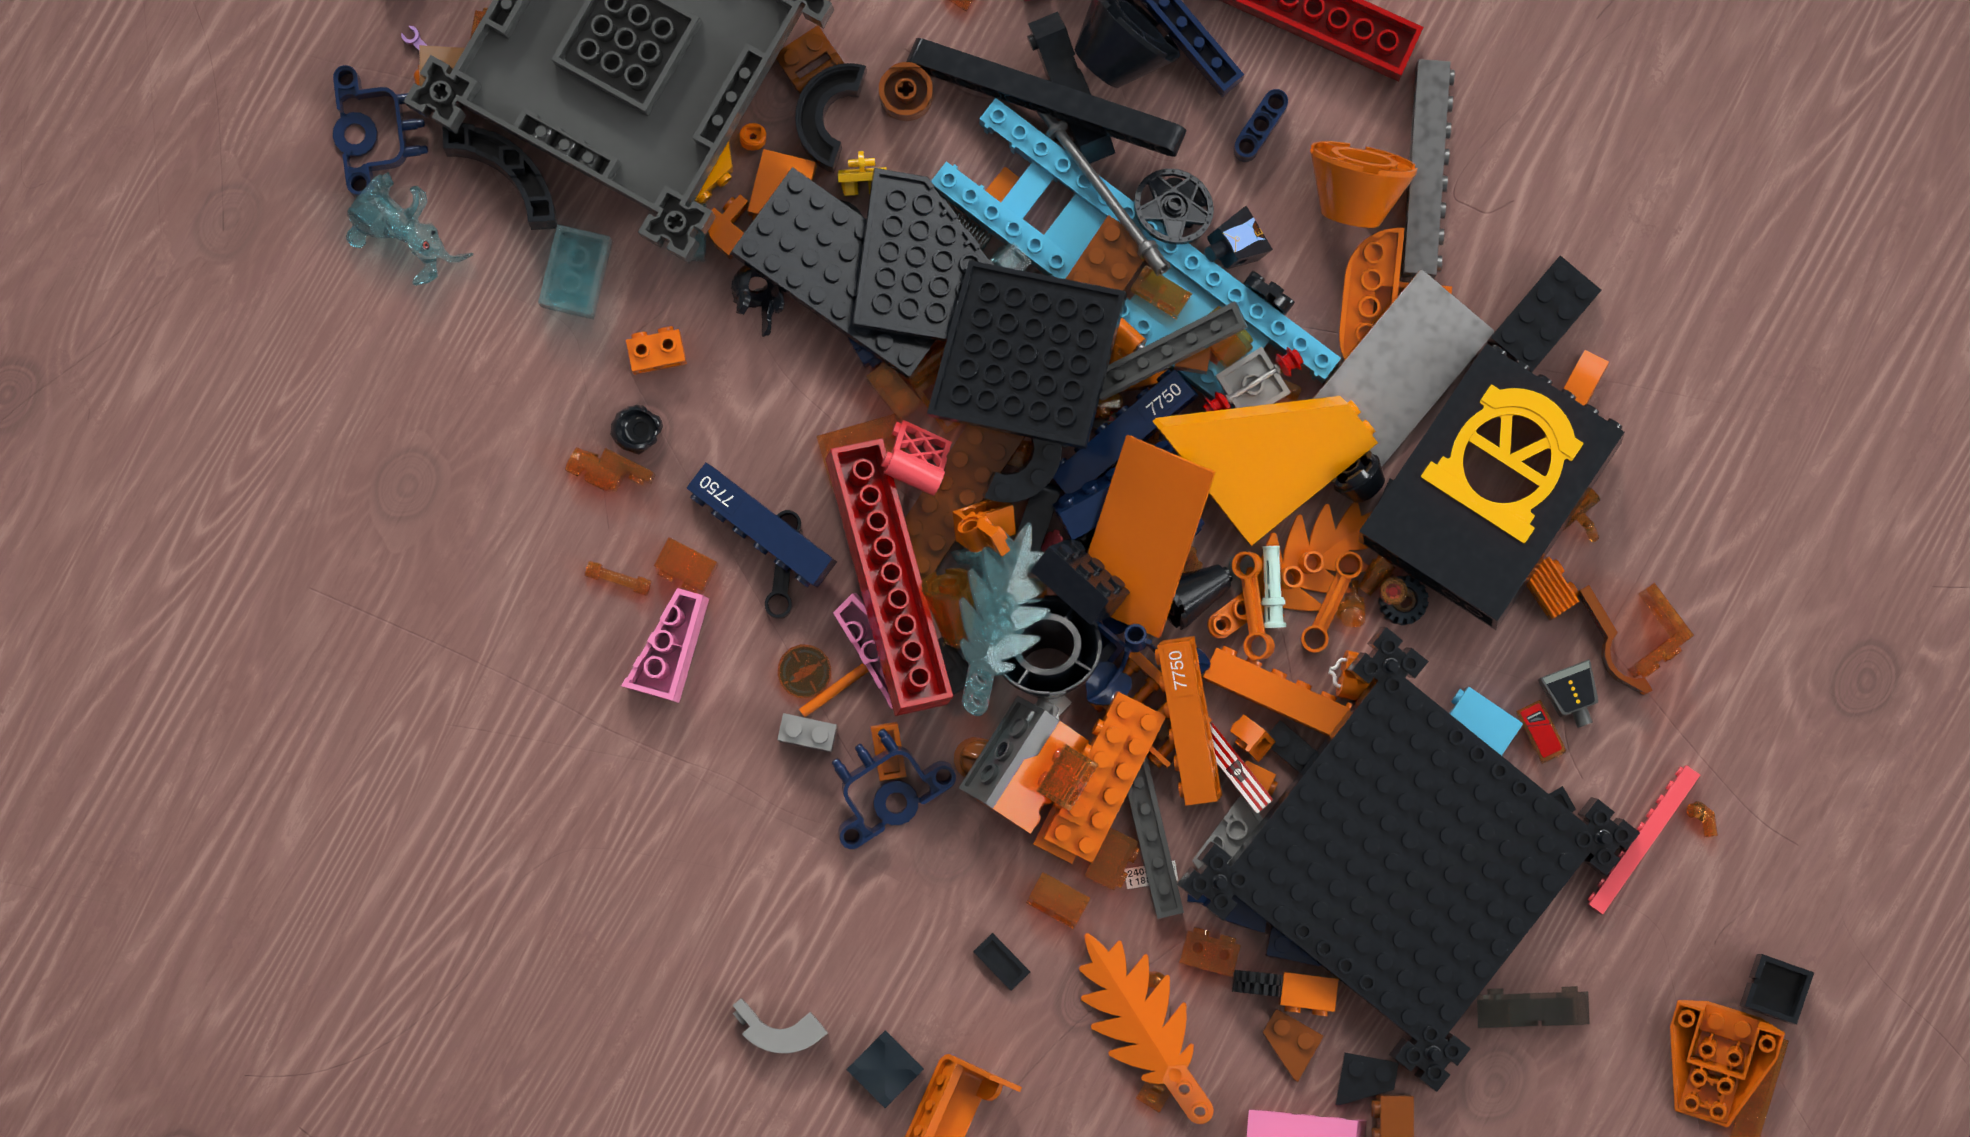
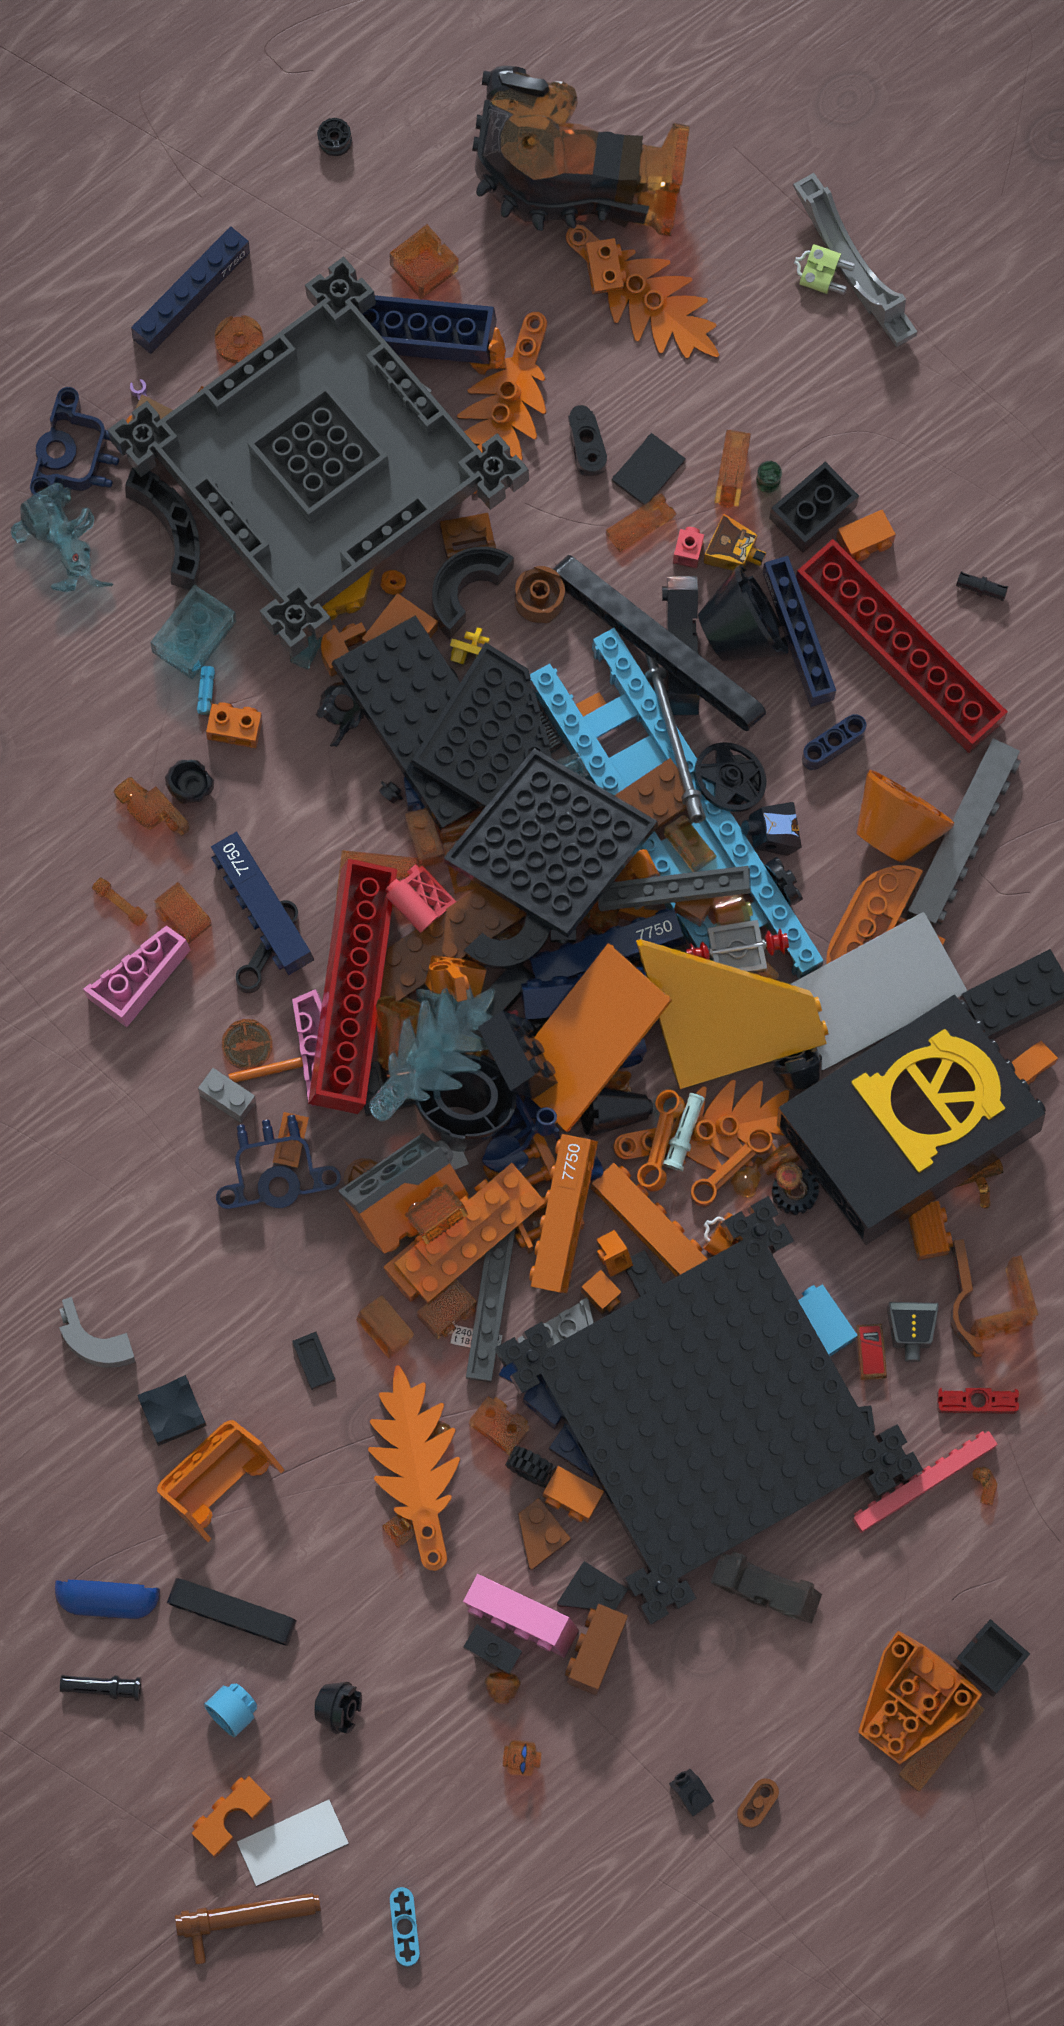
camera: 15 degrees right, 10 degrees down
(612, 325) = (205, 690): none -> medium azure axle
(840, 356) = (390, 791): none -> black plate
(1239, 772) = (589, 1276): sticker -> none
(1681, 732) = (995, 1401): none -> red piece

